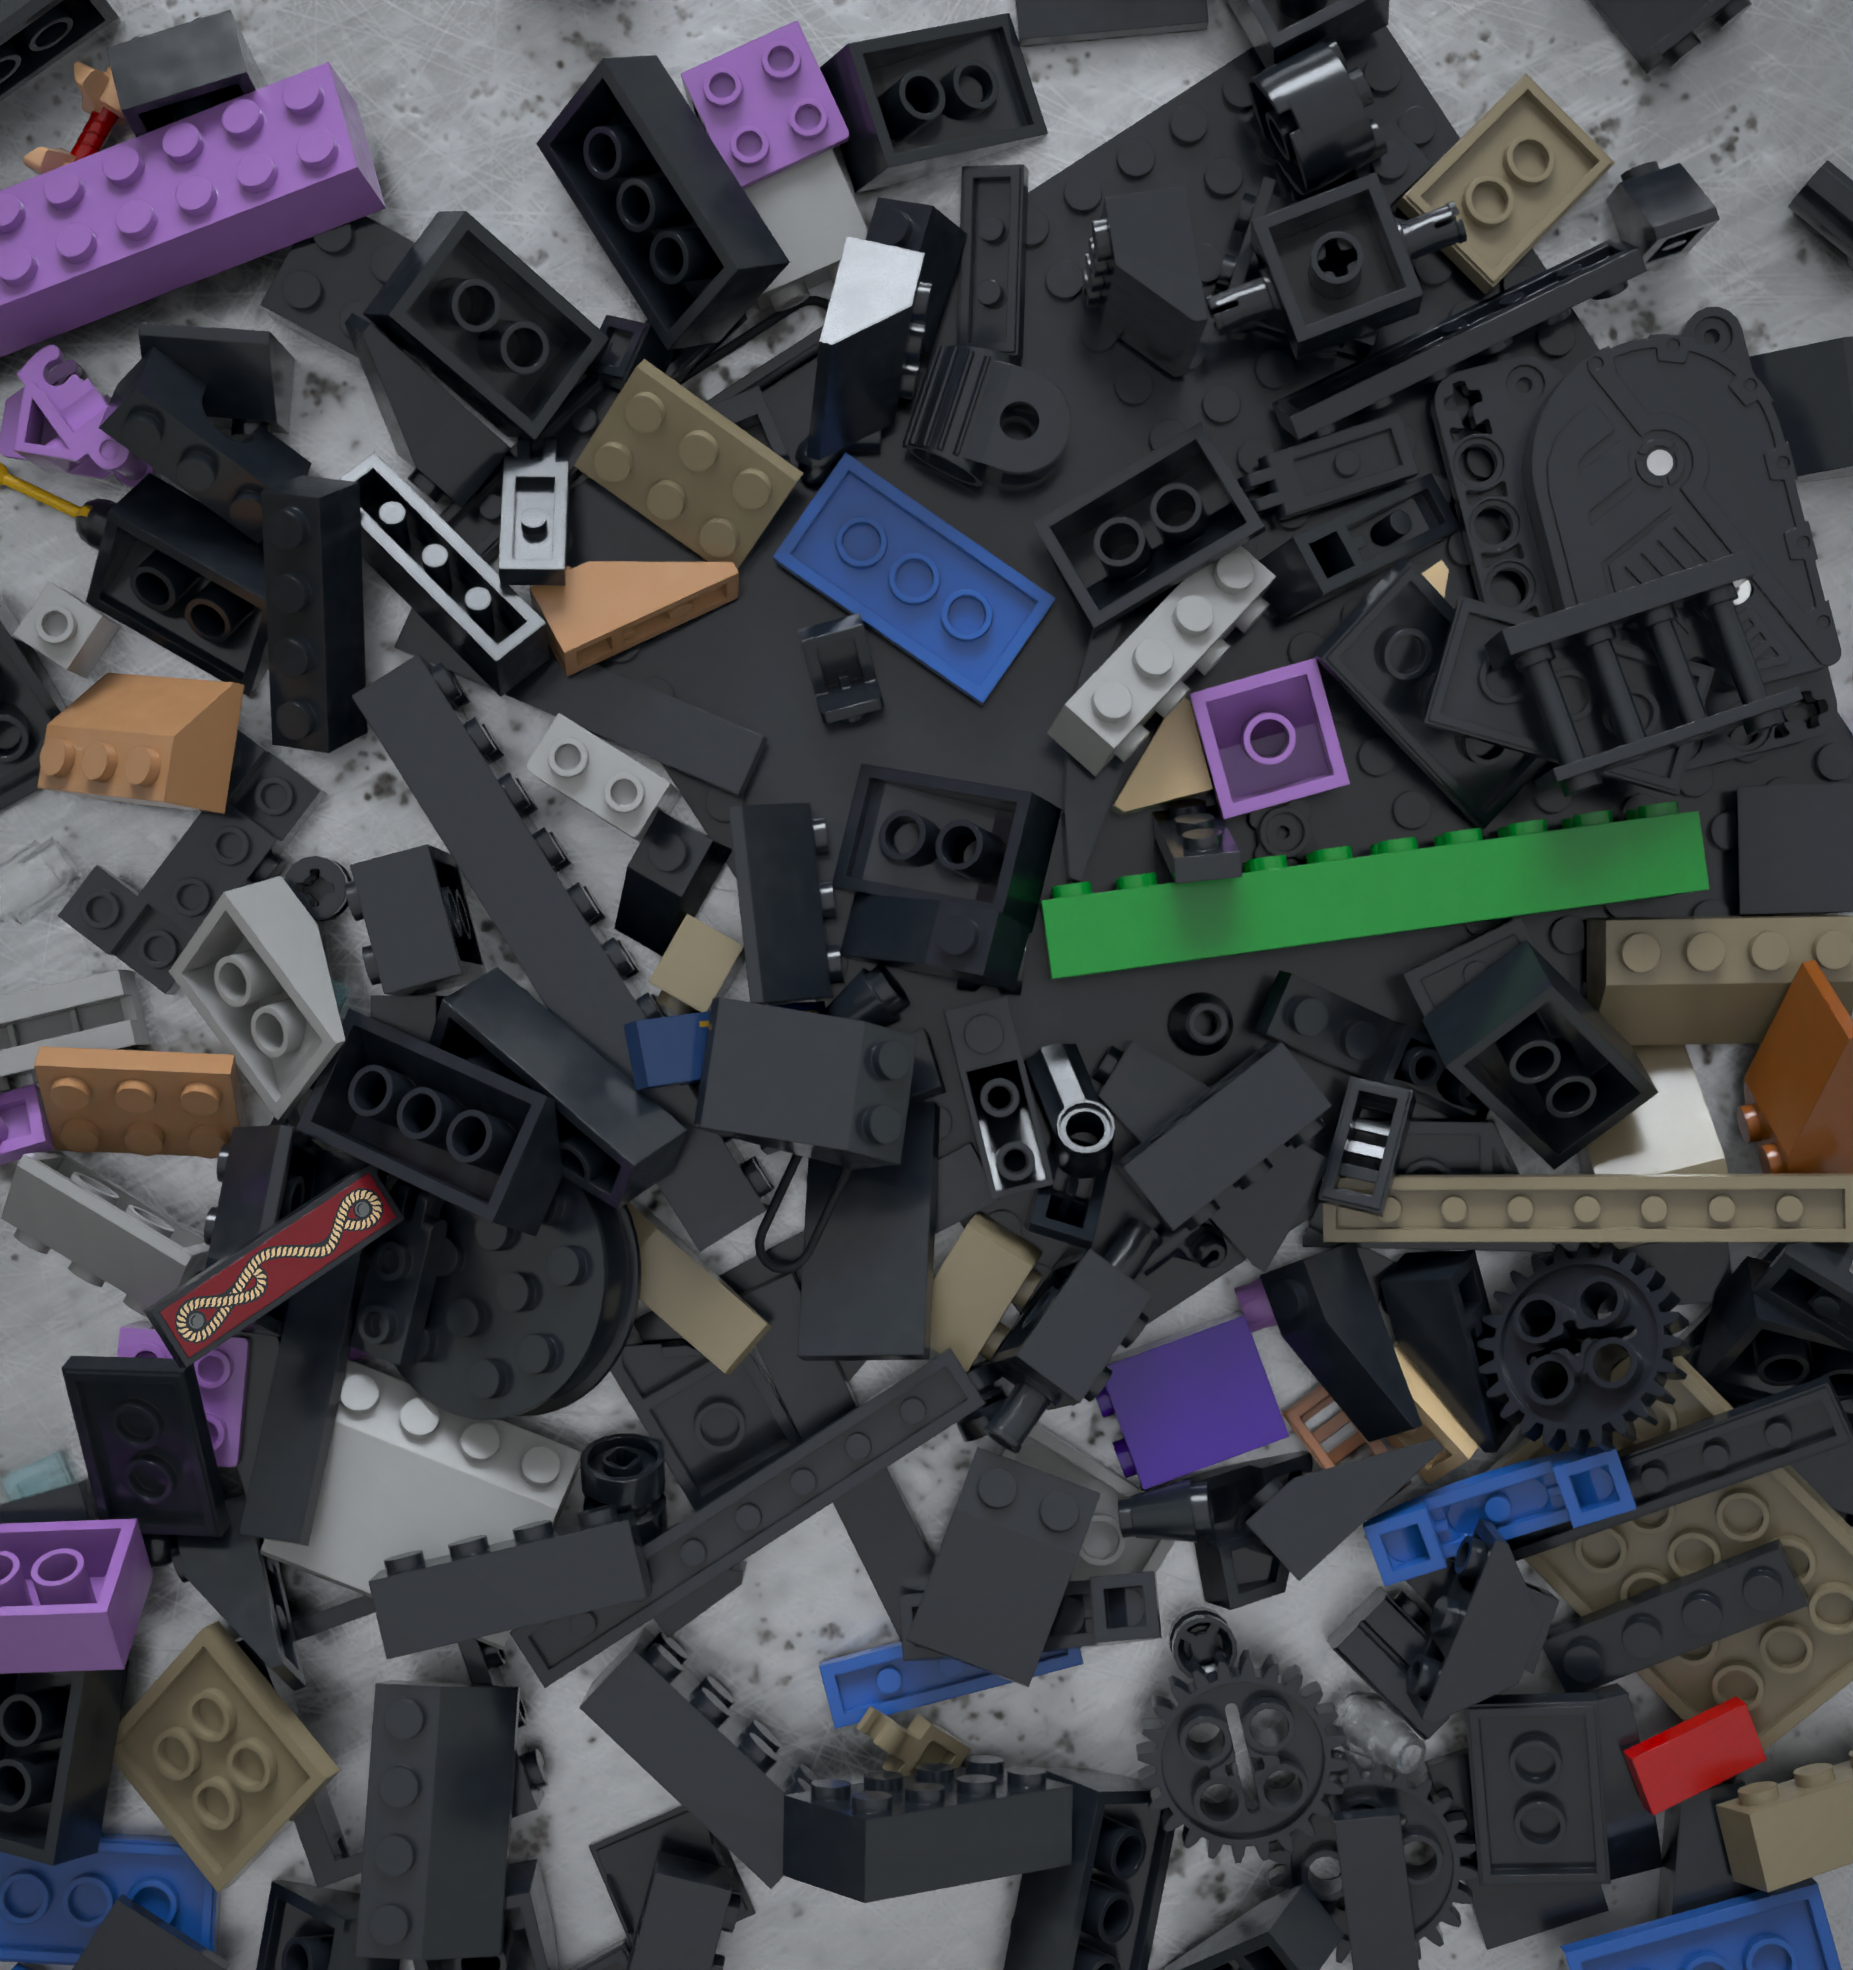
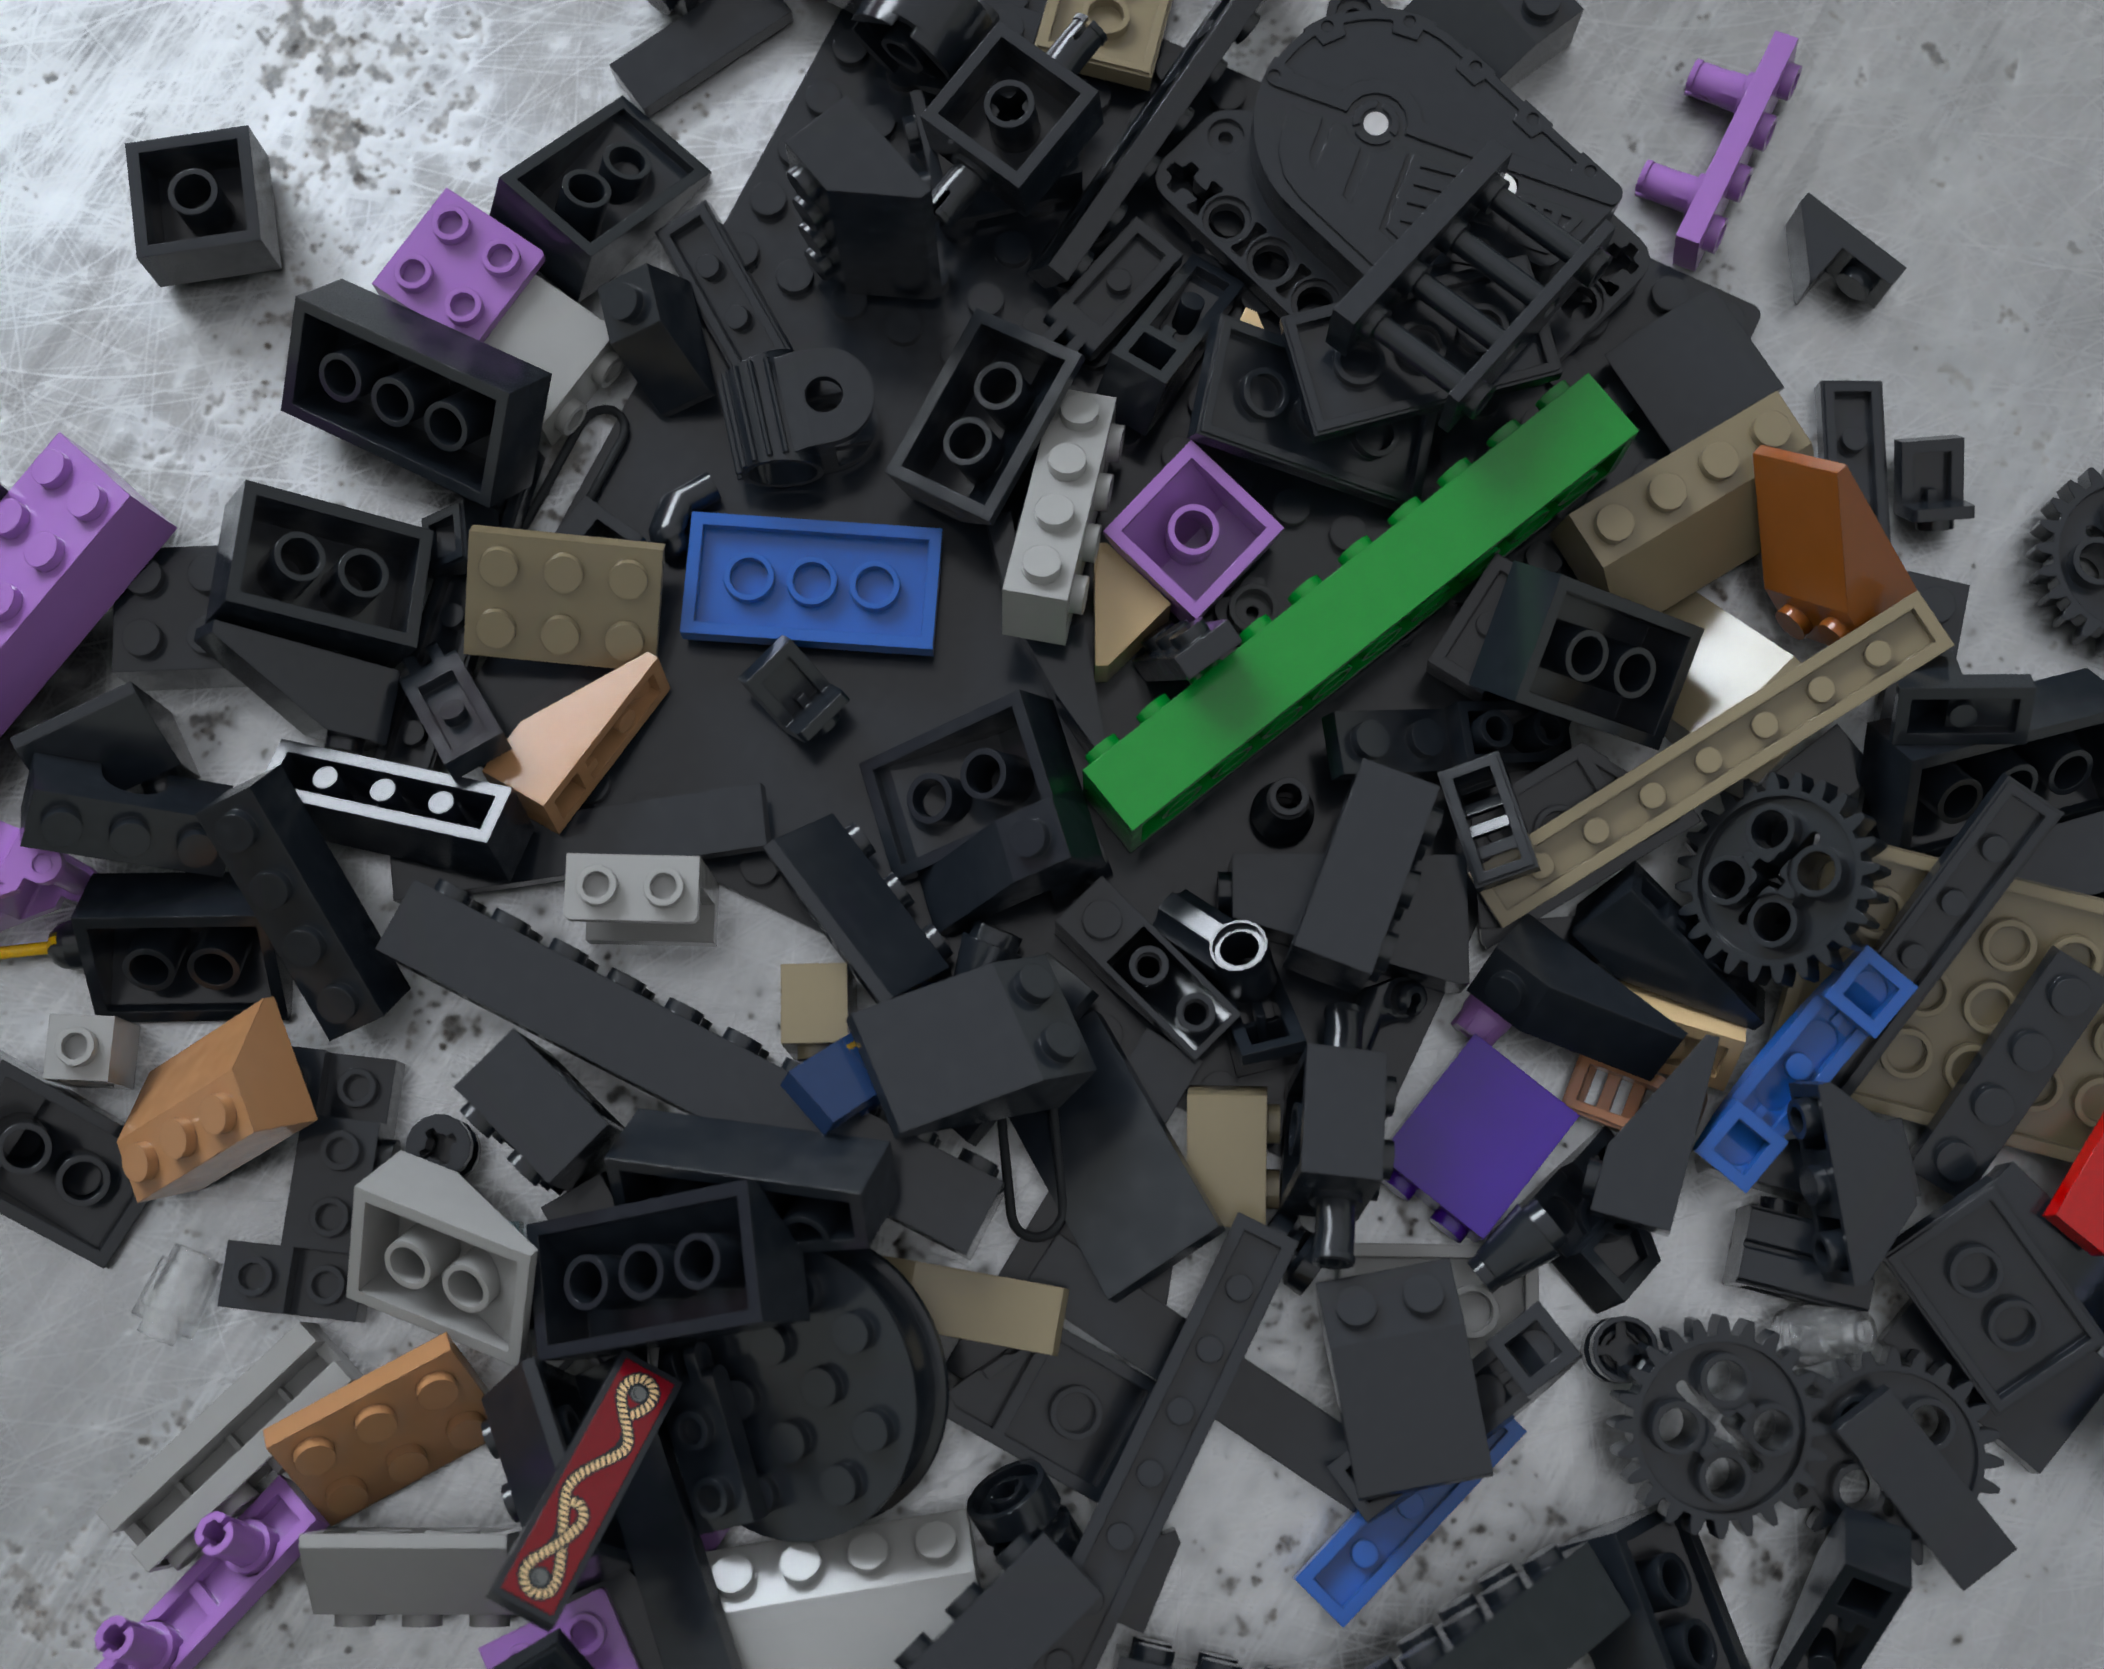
camera: 30 degrees left, 10 degrees down
(667, 881) = (744, 955): black slope -> none
(868, 344) = (658, 400): black slope -> none
(912, 1746) = (1422, 1599): dark tan plate -> none

